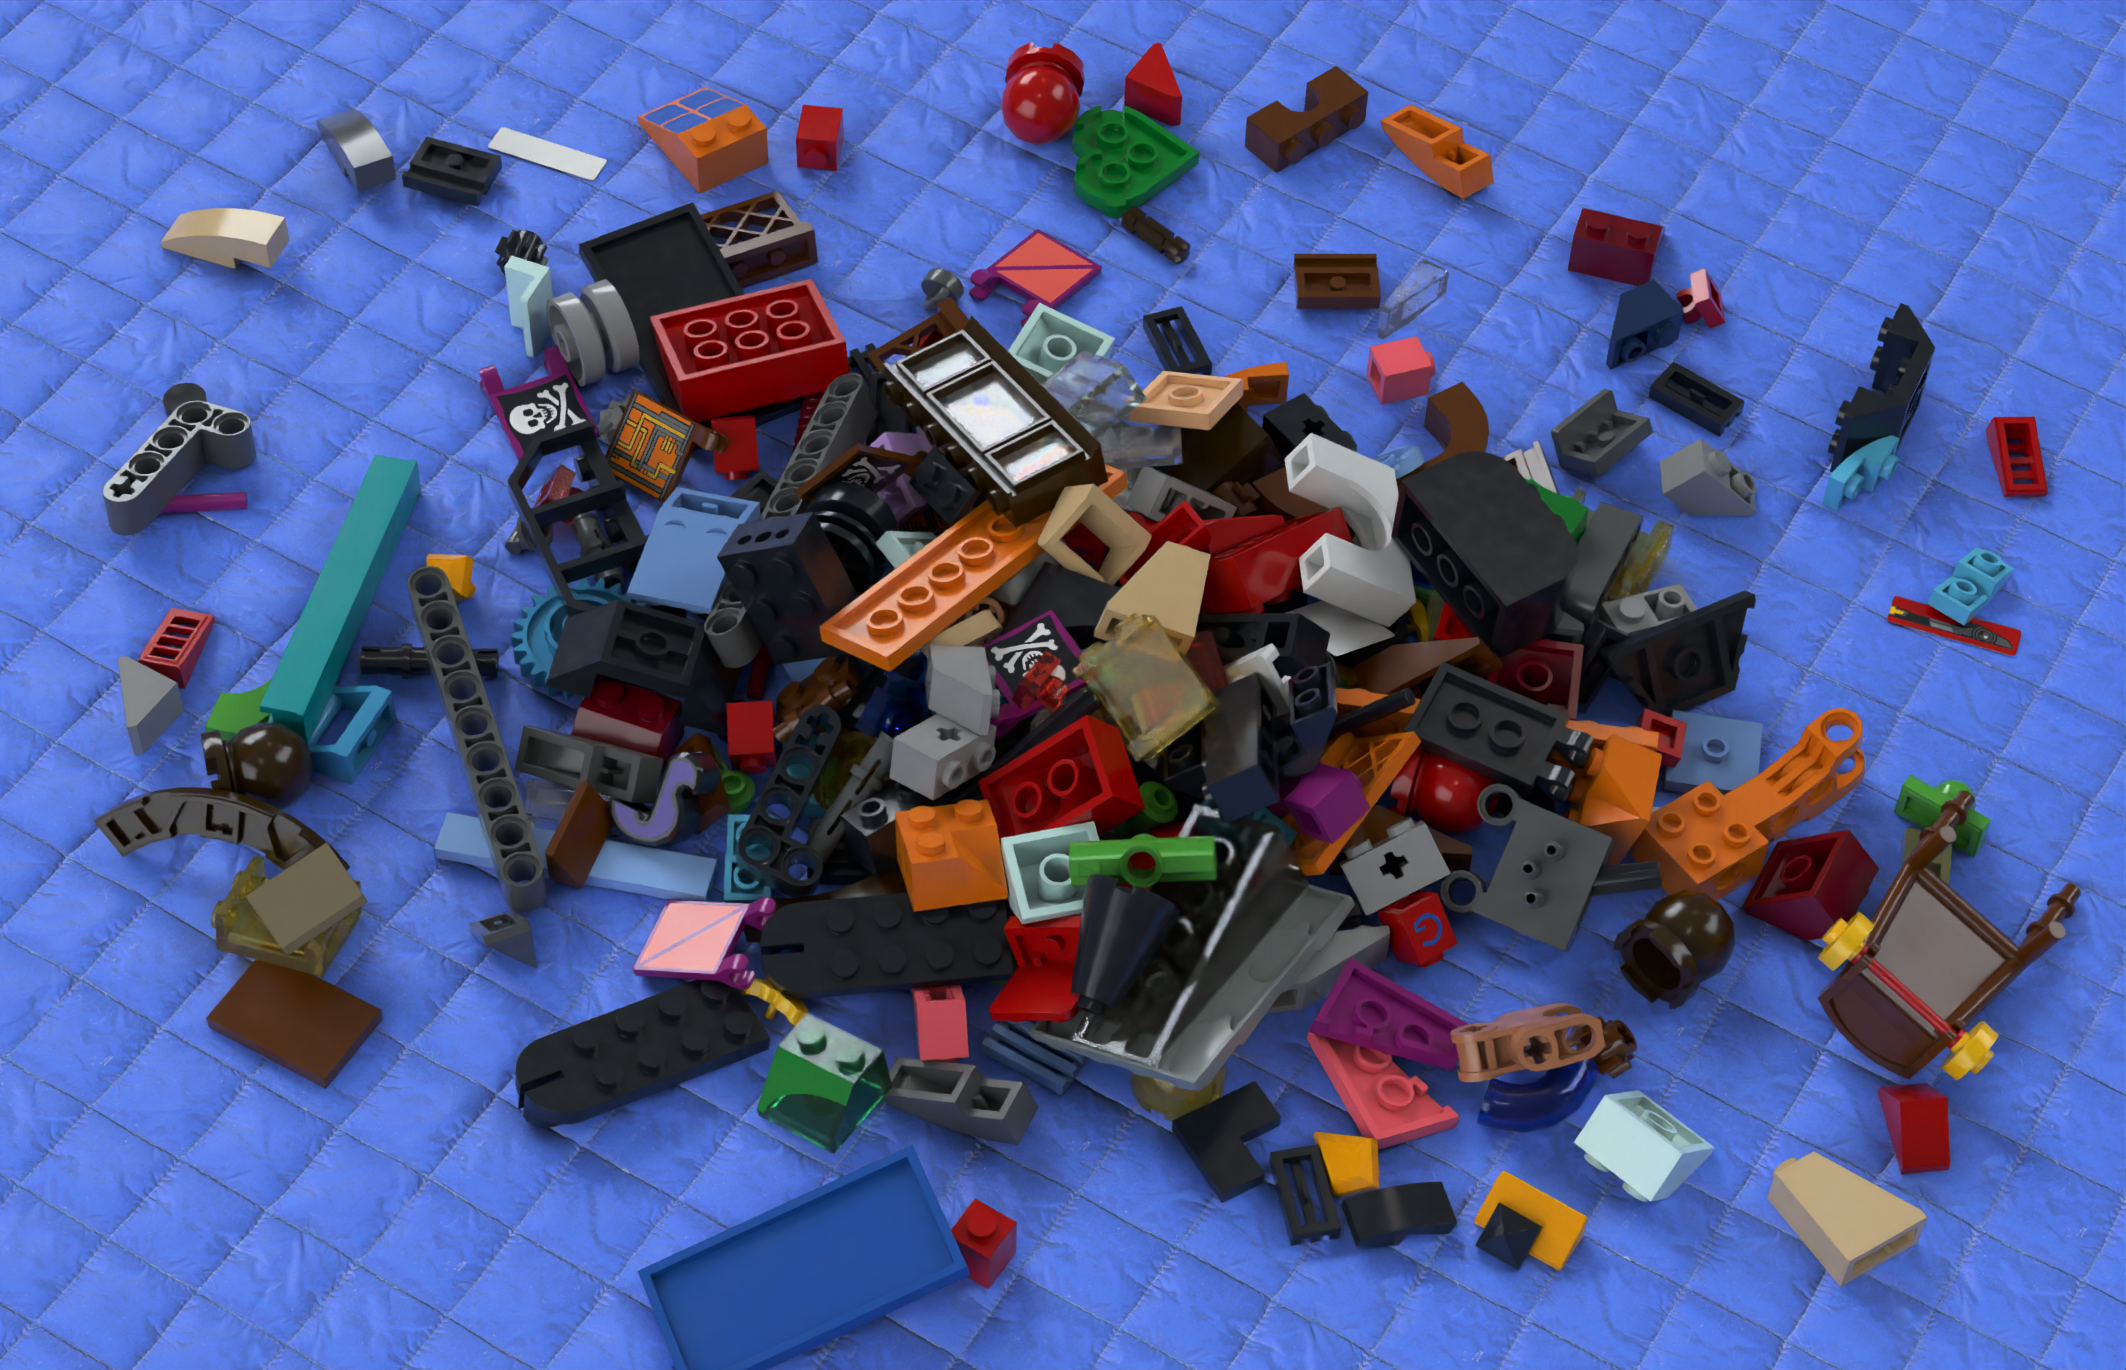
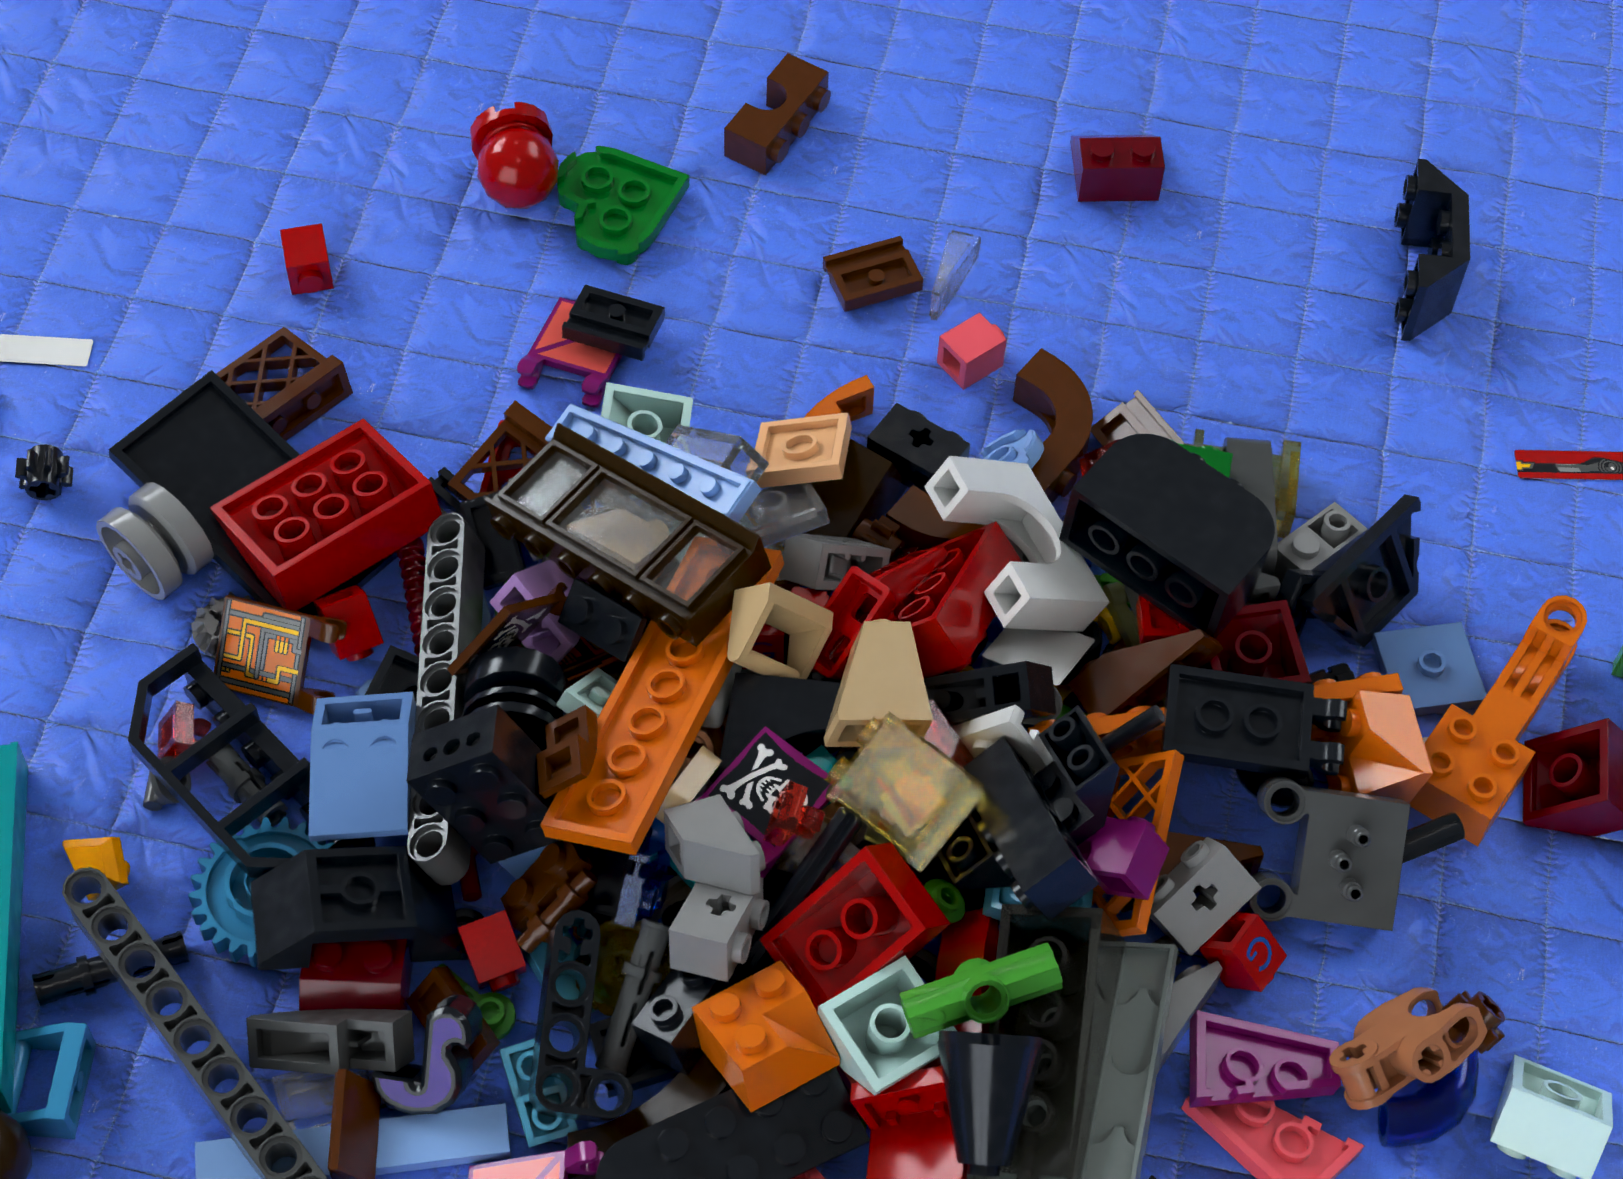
camera: 20 degrees left, 5 degrees up
(528, 292) = (73, 523): light aqua panel -> none
(536, 405) = (124, 639): flag -> none
(708, 137) = (190, 287): orange slope -> none
(867, 576) = (569, 751): none -> reddish brown slope
(940, 286) = (491, 389): dark grey tile -> none
(1070, 387) = (698, 478): none -> light blue tile
(1074, 260) = (613, 322): none -> black plate
(1153, 88) = (619, 120): red slope -> none
(1155, 234) = (678, 272): dark brown axle -> none
(1202, 361) = (739, 387): black tile -> none
(1439, 150) = (913, 112): orange slope -> none
(1441, 793) = (1212, 797): red tile -> none
(1598, 435) = (1186, 367): dark grey bracket -> none
(1643, 323) = (1174, 238): dark blue slope -> none
(1670, 735) = (1380, 659): red tile -> none
(1676, 947) = (1496, 892): dark brown tile -> none
(1692, 403) = (1252, 307): black tile -> none
(1702, 300) = (1220, 199): tile -> none
(1707, 482) = (1304, 386): light grey slope -> none
(1862, 470) = (1438, 334): medium azure slope -> none
(1971, 586) = (1579, 420): medium azure slope -> none
(2024, 430) = (1566, 262): red slope -> none

